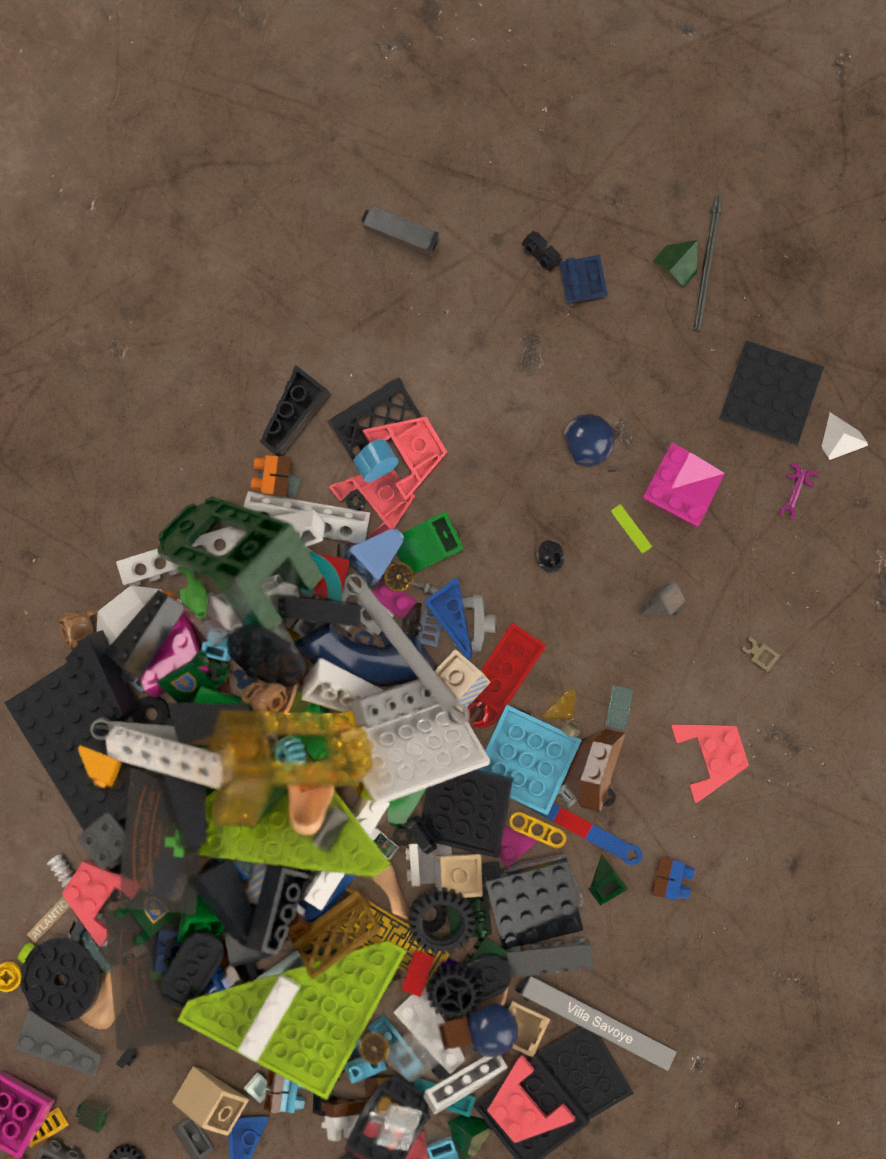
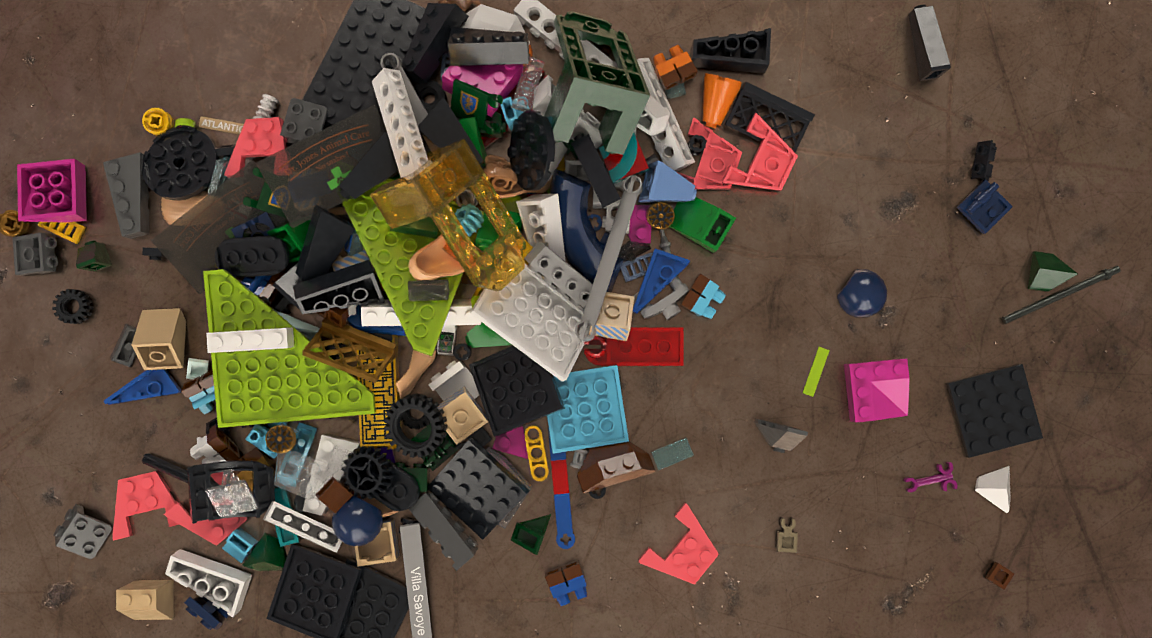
camera: 55 degrees right, 0 degrees up
(100, 767) = (359, 80): light orange slope -> none
(195, 594) = (542, 66): bright green animal -> none
(242, 682) = (499, 150): blue plate -> none
(326, 453) = (718, 98): none -> orange cone
(375, 460) = (739, 138): dark azure piece -> none
(417, 973) = (363, 434): red tile -> none
(421, 835) = (473, 365): black beam -> none
(501, 594) = (698, 304): none -> hips
(519, 1113) = (307, 583): coral wing -> none
(549, 552) = (756, 320): black piece -> none
(563, 708) = (643, 411): clear yellow slope -> none
(571, 728) = (632, 427): dark tan tile -> none

